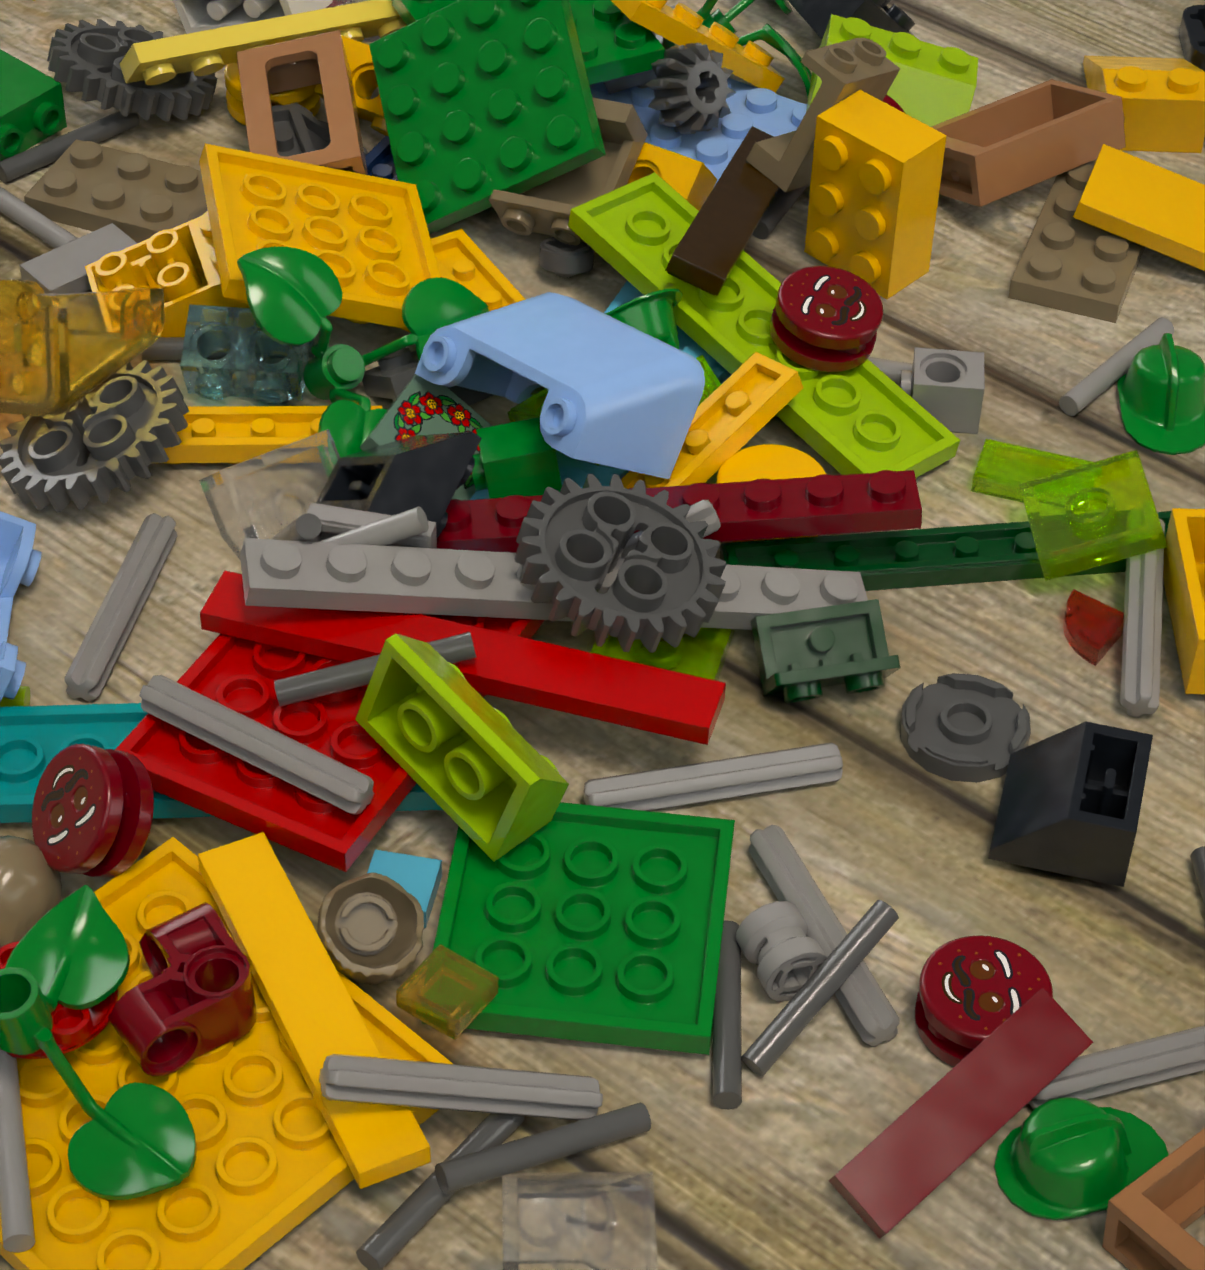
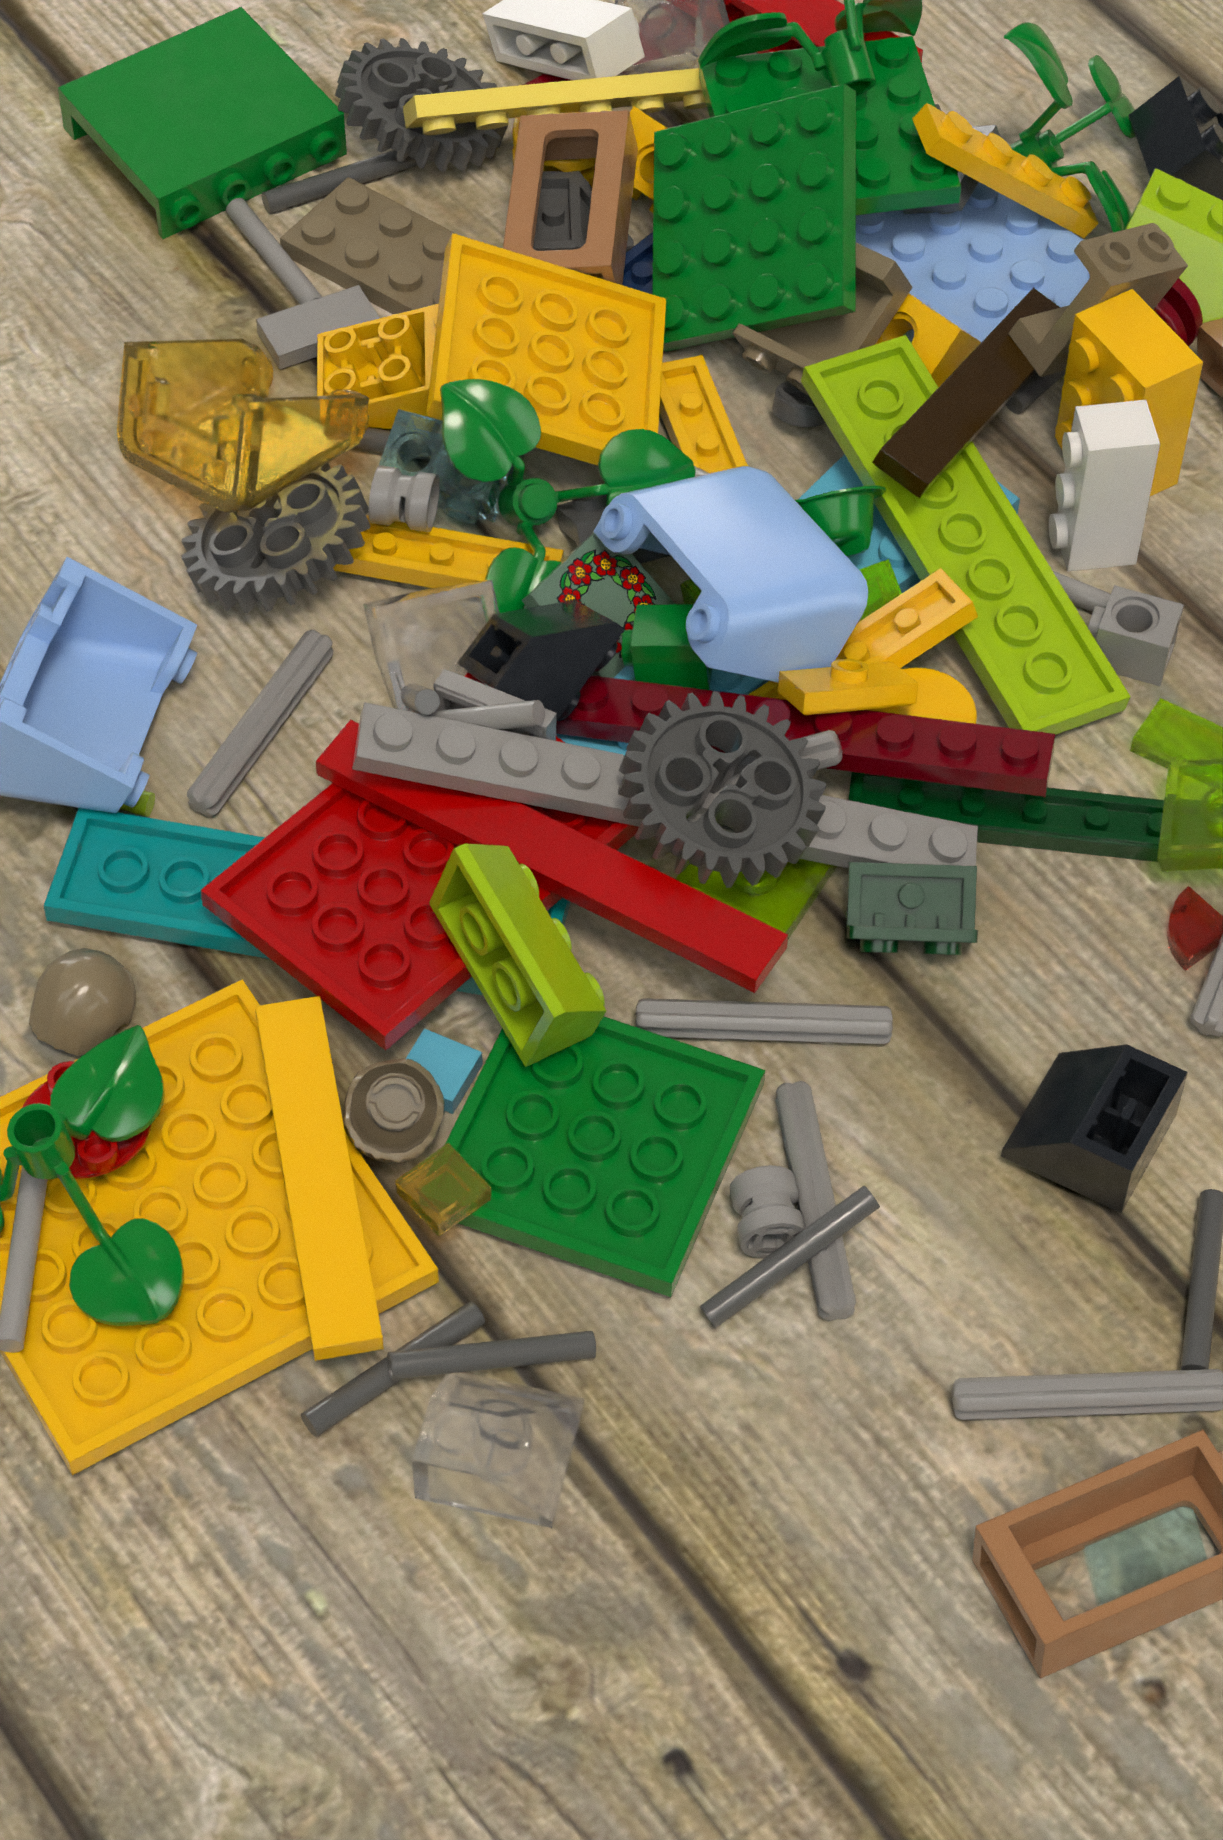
camera: 15 degrees right, 10 degrees up
(92, 811) = (170, 945): dark red head -> none
(196, 997) = (194, 1160): dark red piece -> none
(201, 380) = (404, 498): none -> light grey wheel
(257, 744) = (332, 910): light grey axle -> none
(359, 672) = (437, 854): dark grey bar -> none
(459, 1087) = (426, 1287): light grey axle -> none
(690, 88) = (980, 233): dark grey gear -> none
(704, 463) = (847, 687): none -> yellow plate
(727, 1023) = (698, 1269): dark grey bar -> none
(826, 319) = (1027, 540): dark red head -> none
(887, 245) = (1104, 485): none -> white brick
(960, 1113) = (877, 1407): dark red tile -> none
(963, 727) = (1027, 1012): dark grey tile -> none
(971, 991) = (939, 1305): dark red head -> none
(1074, 1158) = (976, 1472): green piece -> none

